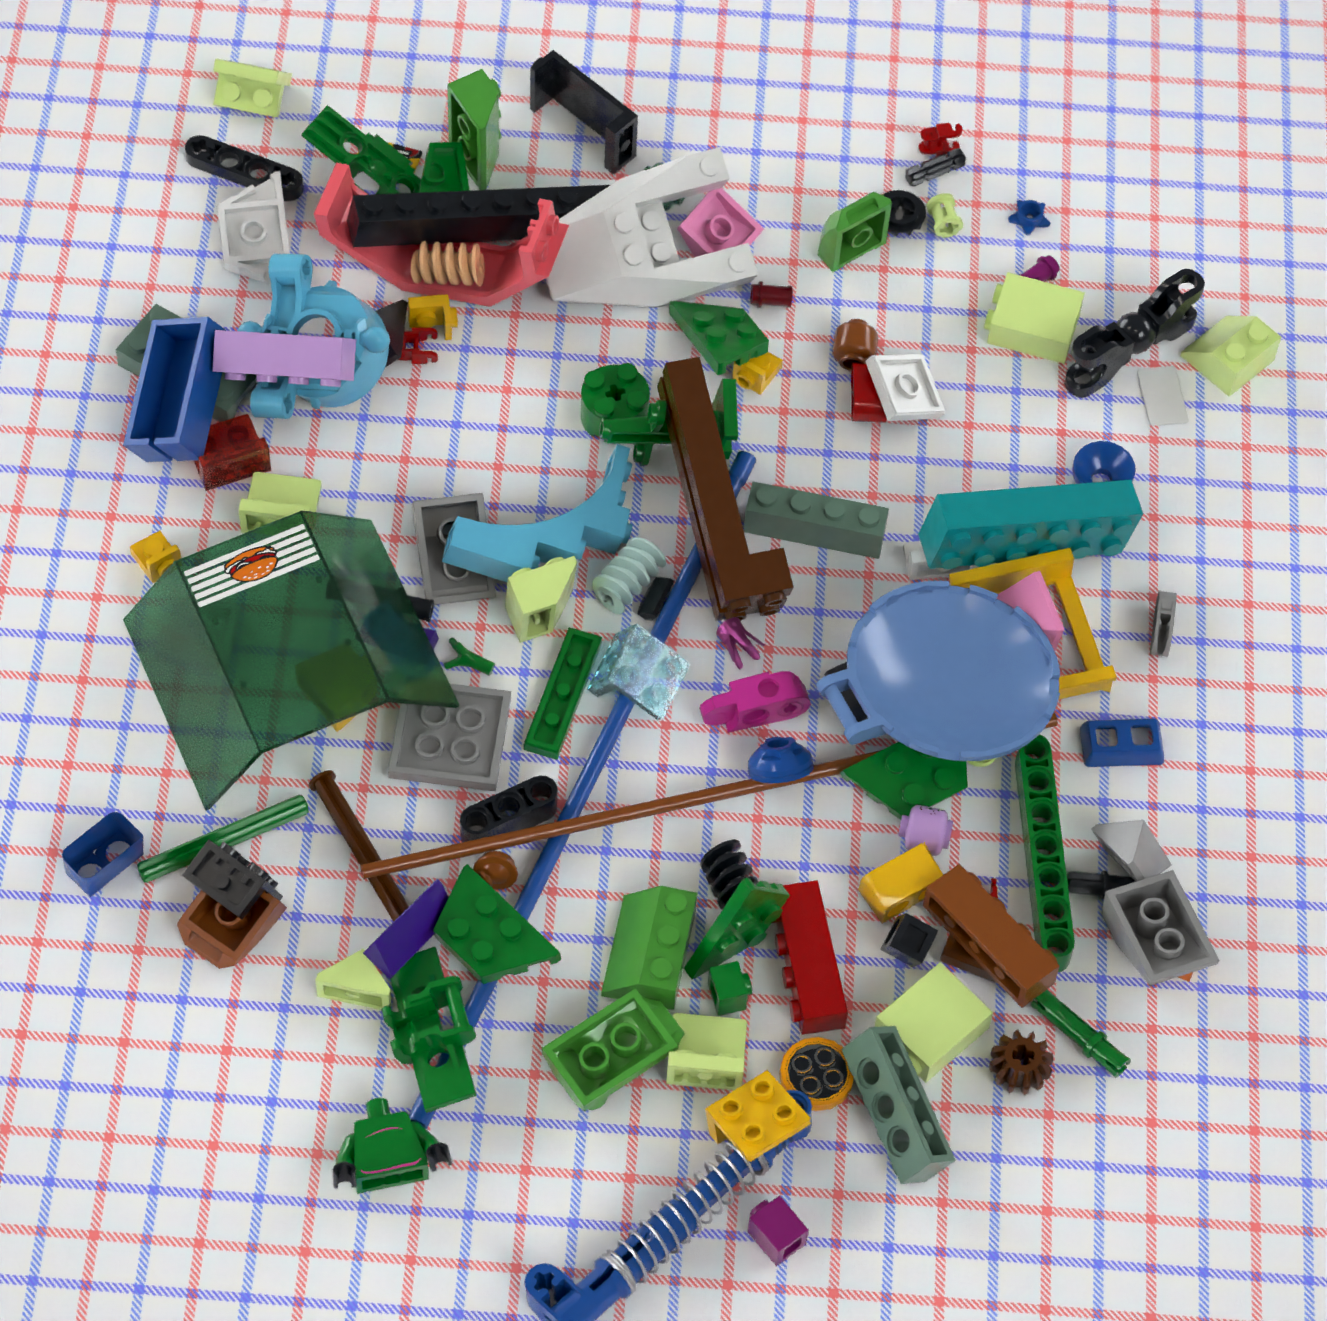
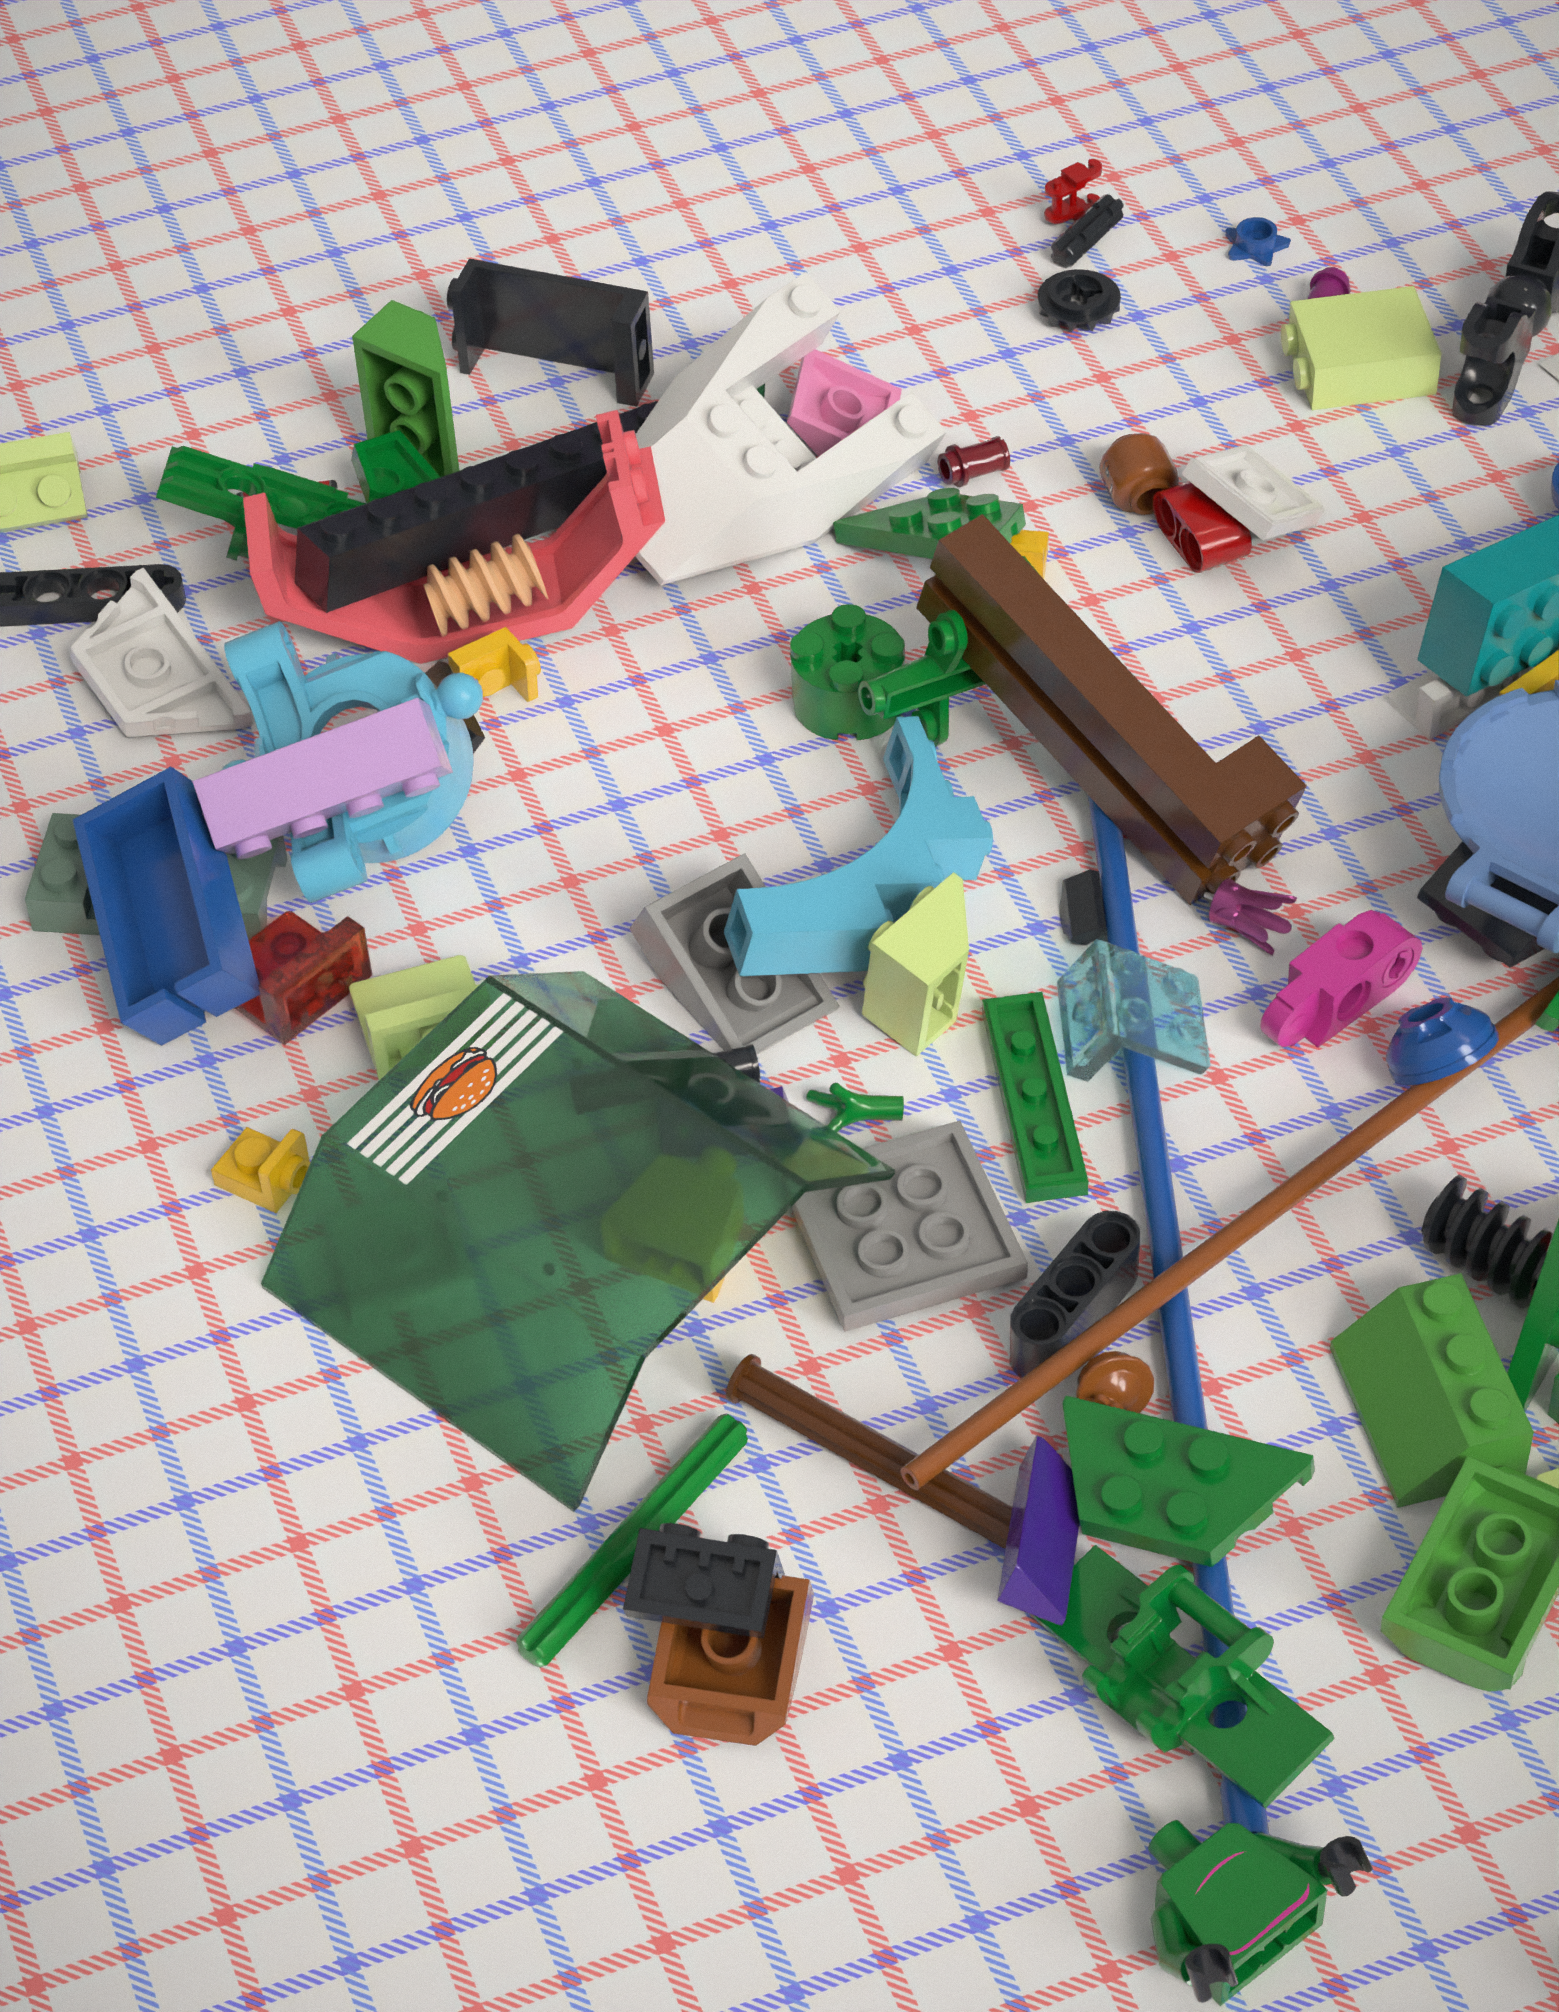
camera: 20 degrees left, 10 degrees down
(108, 830) = (448, 1598): blue piece -> none
(354, 982) = (1006, 1660): yellowish green slope -> none
(415, 337) = (501, 734): red piece -> none
(627, 574) = (1026, 888): light aqua piece -> none
(815, 520) = (1278, 698): sand green brick -> none
(855, 230) = (1040, 332): bright green slope -> none
(944, 215) = (1145, 277): yellowish green bush -> none

